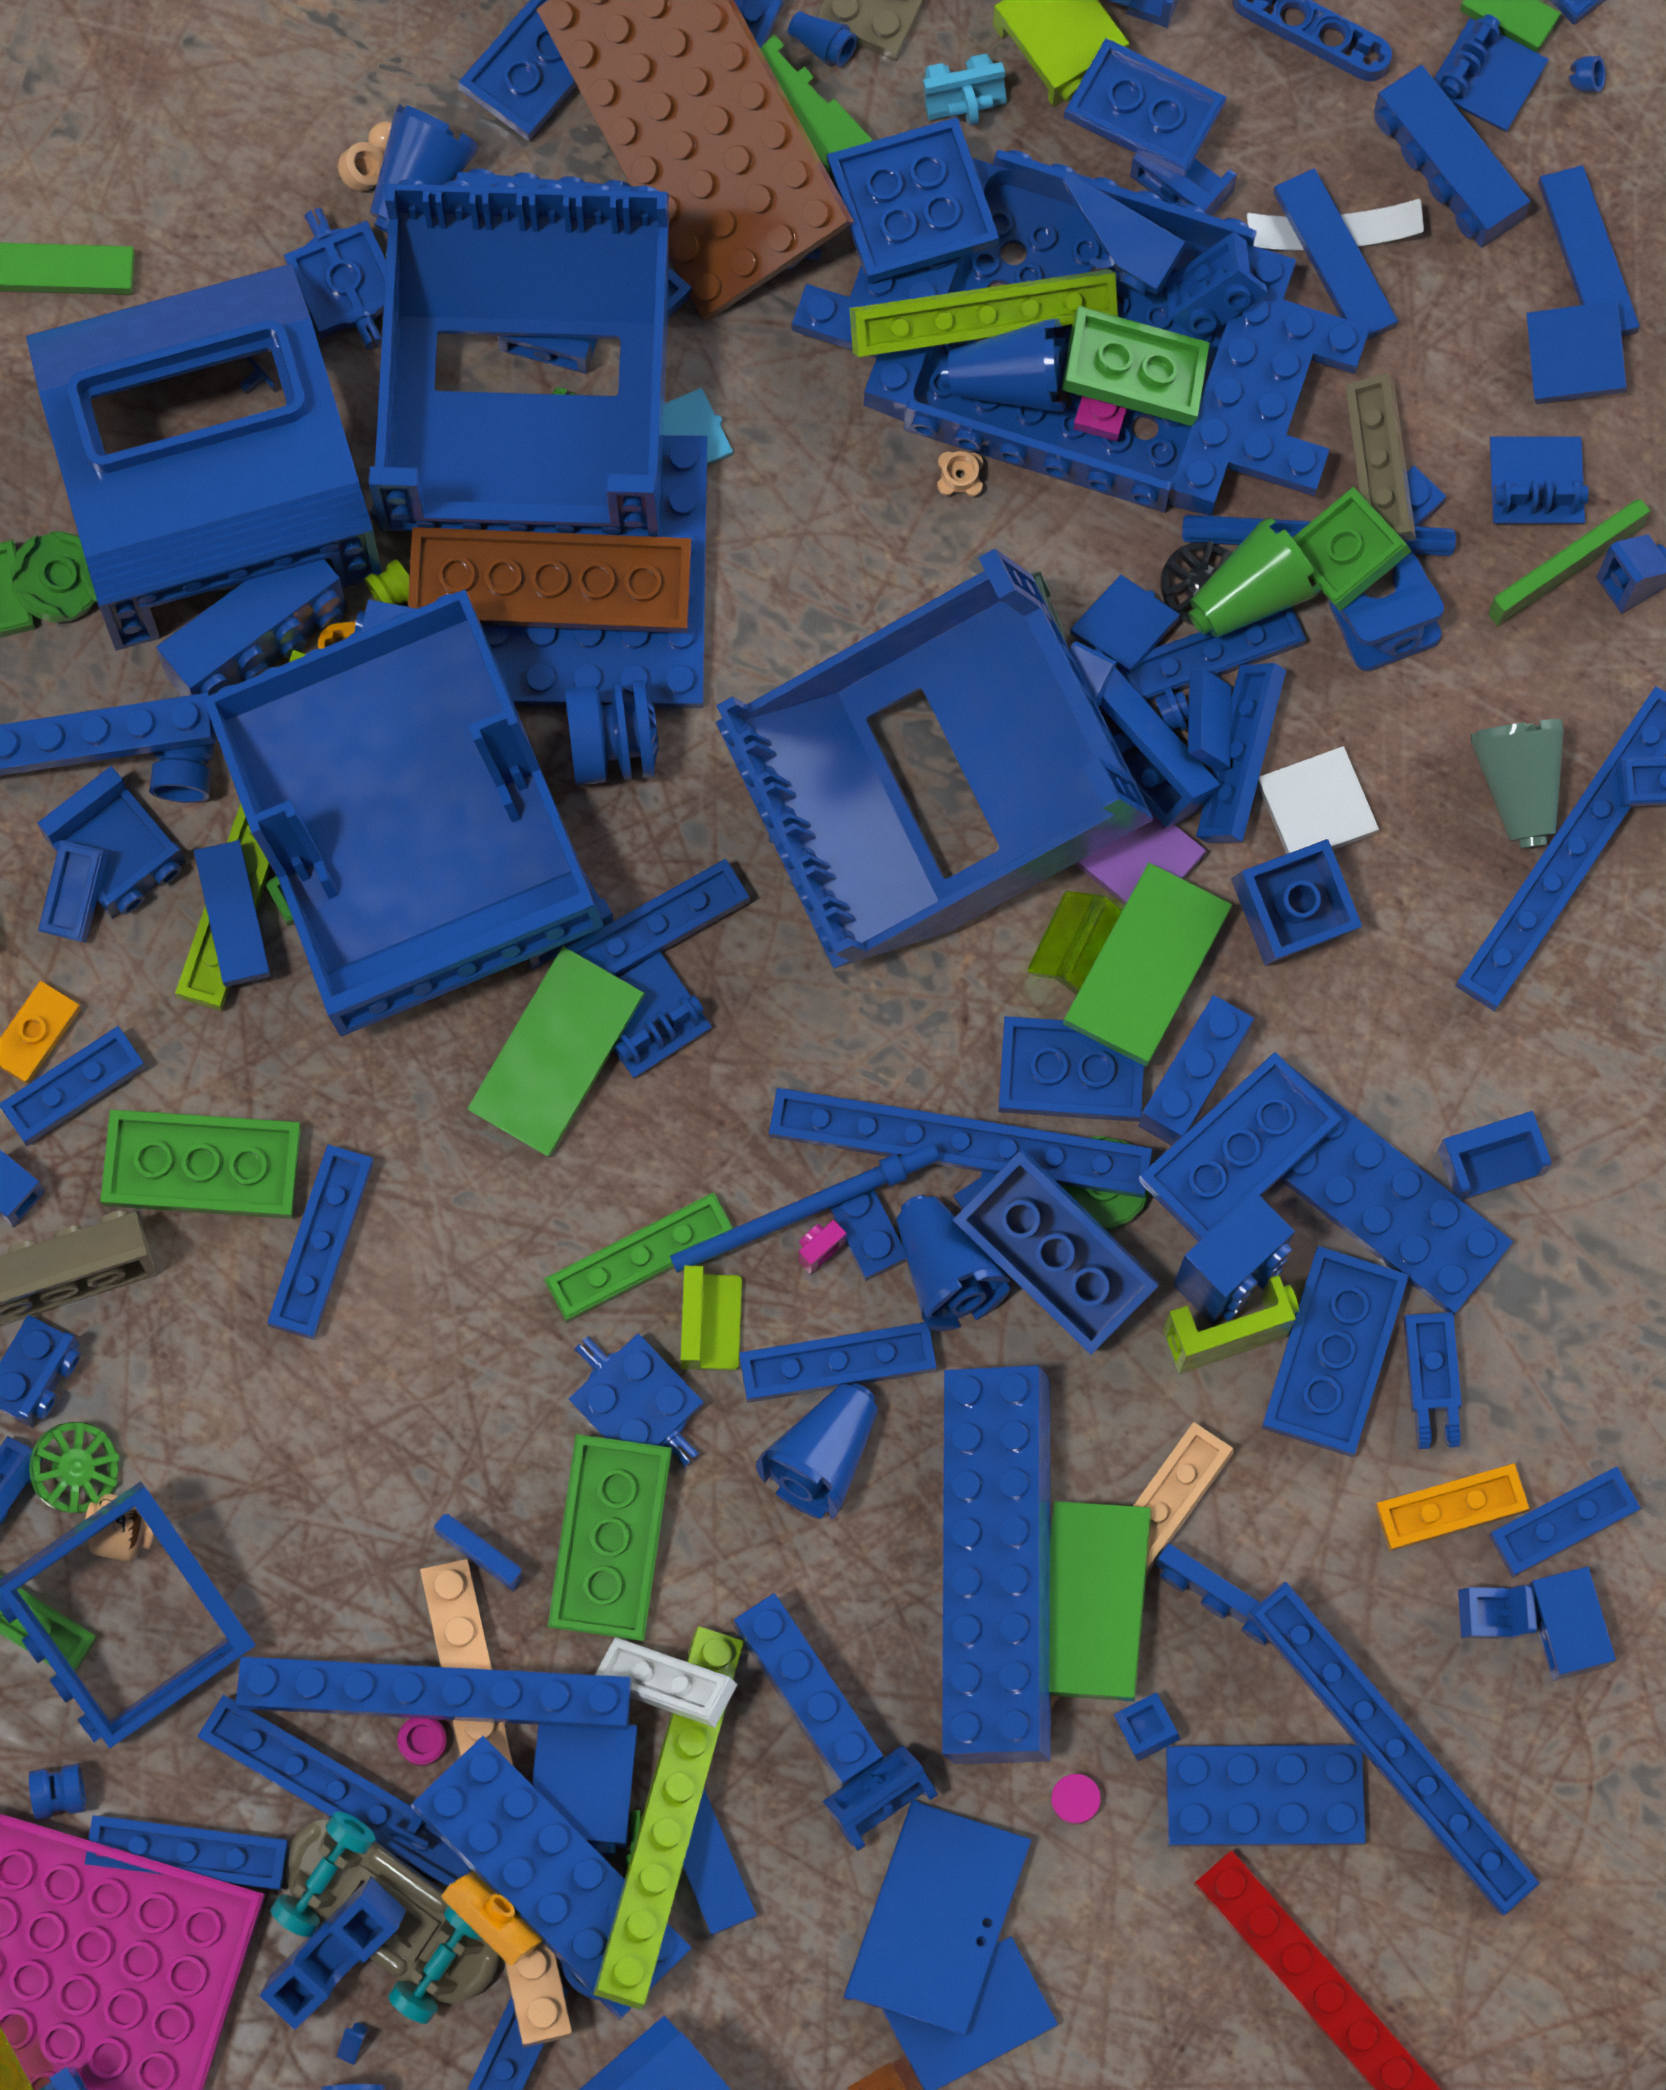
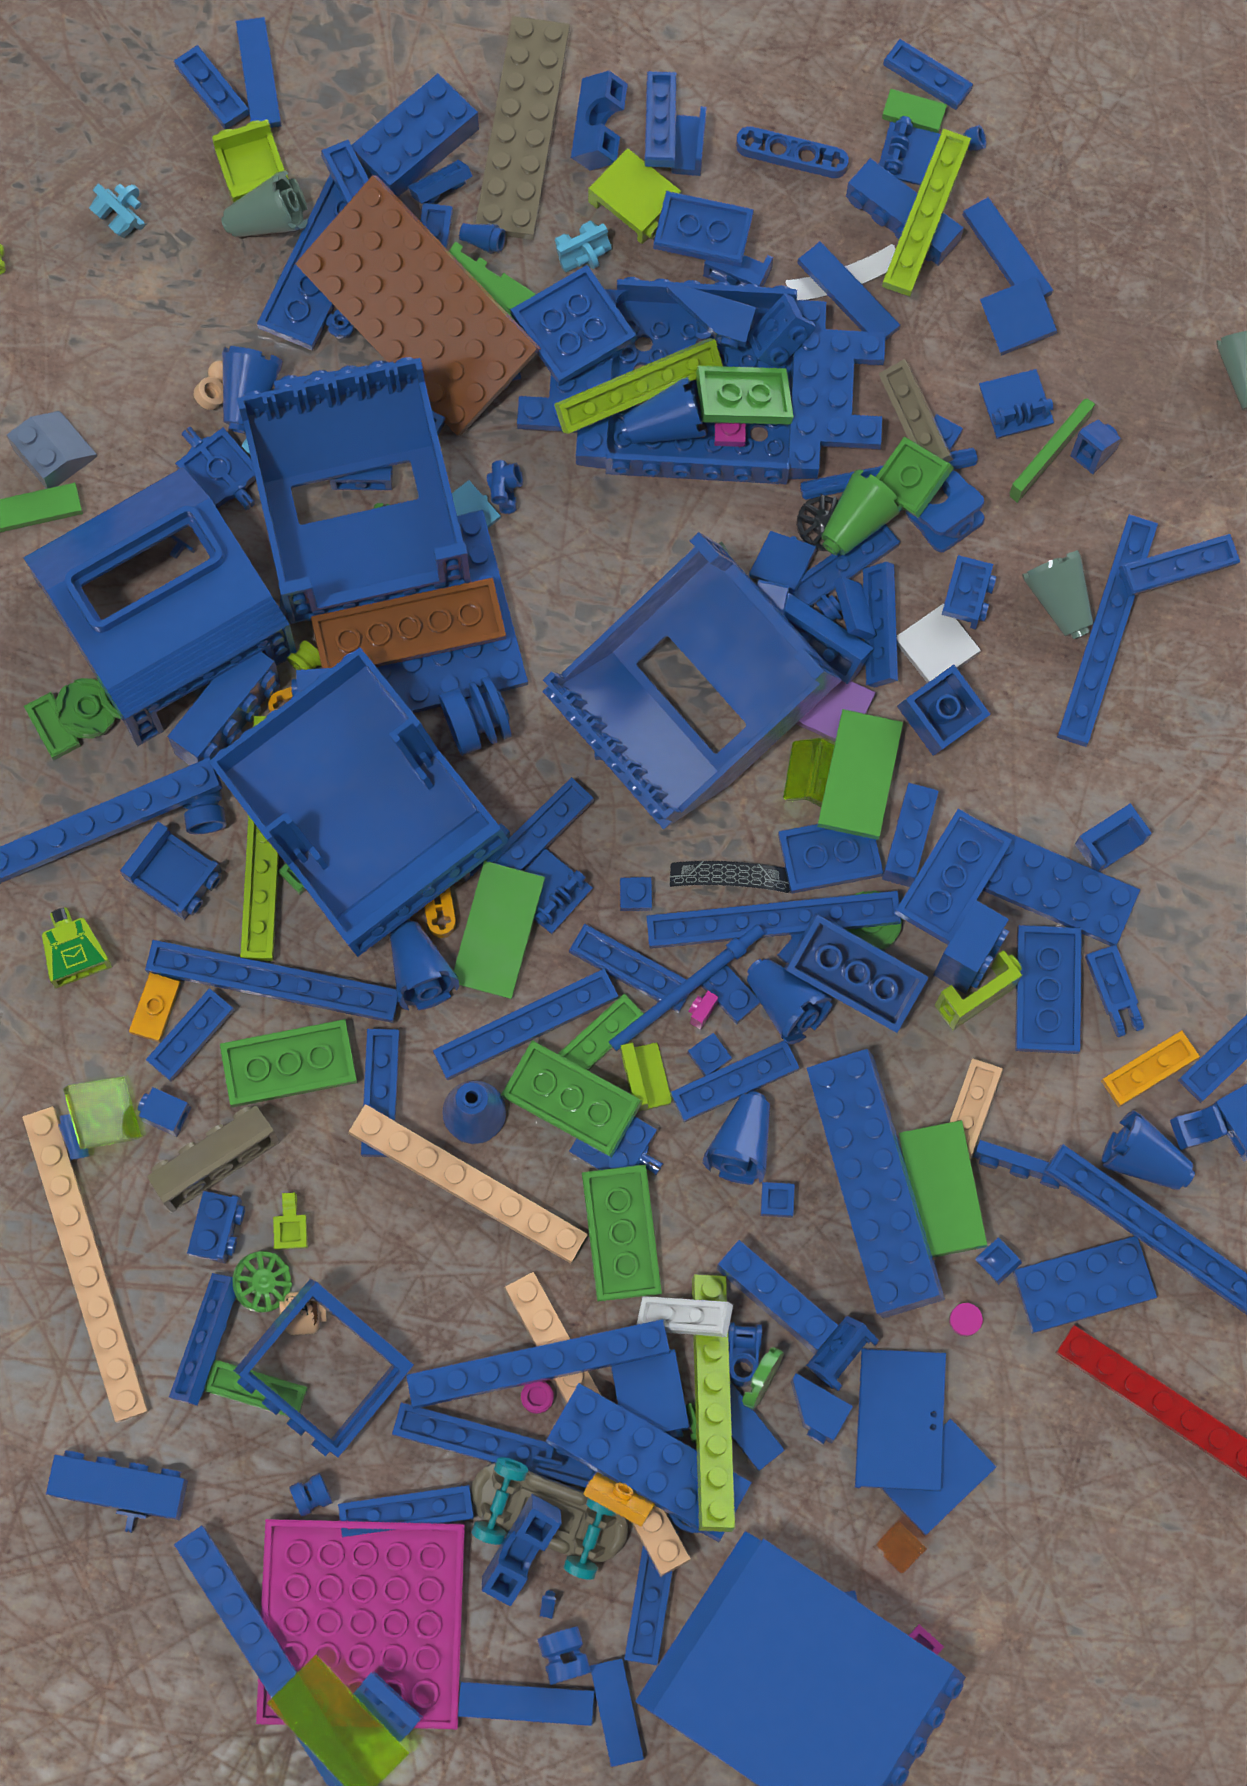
camera: 15 degrees left, 0 degrees up
(73, 891) = (155, 908): blue tile -> none
(112, 187) = (50, 448): none -> sand blue slope
(136, 1402) = (290, 1229): none -> lime plate
(213, 1040) = (272, 981): none -> blue plate
(232, 913) = (263, 896): blue tile -> none
(408, 1406) = (467, 1183): none -> light nougat plate
(426, 1077) = (419, 968): none -> blue cone
(448, 1306) = (474, 1112): none -> blue cone
(479, 1551) = (539, 1265): blue tile -> none
(493, 1008) = (448, 912): none -> light orange beam
(558, 1199) = (525, 1024): none -> blue plate
(571, 120) = (337, 330): none -> blue plate
(592, 1324) = (571, 1098): none -> bright green tile
(728, 1152) = (626, 965): none -> blue tile
(738, 1750) = (743, 1348): none -> blue piece
(747, 405) = (502, 482): none -> blue plate
(753, 1802) = (763, 1377): none -> bright green tile
(772, 1052) = (636, 894): none -> blue plate
(812, 1314) = (709, 1055): none -> blue plate
(823, 1872) = (819, 1410): none -> blue slope
(850, 1550) = (777, 1199): none -> blue plate
(916, 1060) = (729, 874): none -> black sticker
(960, 461) = (650, 484): light nougat plate -> none
(1385, 737) = (968, 589): none -> blue bracket
(1409, 1631) = (1146, 1154): none -> blue cone
(1480, 165) = (926, 212): none -> lime plate

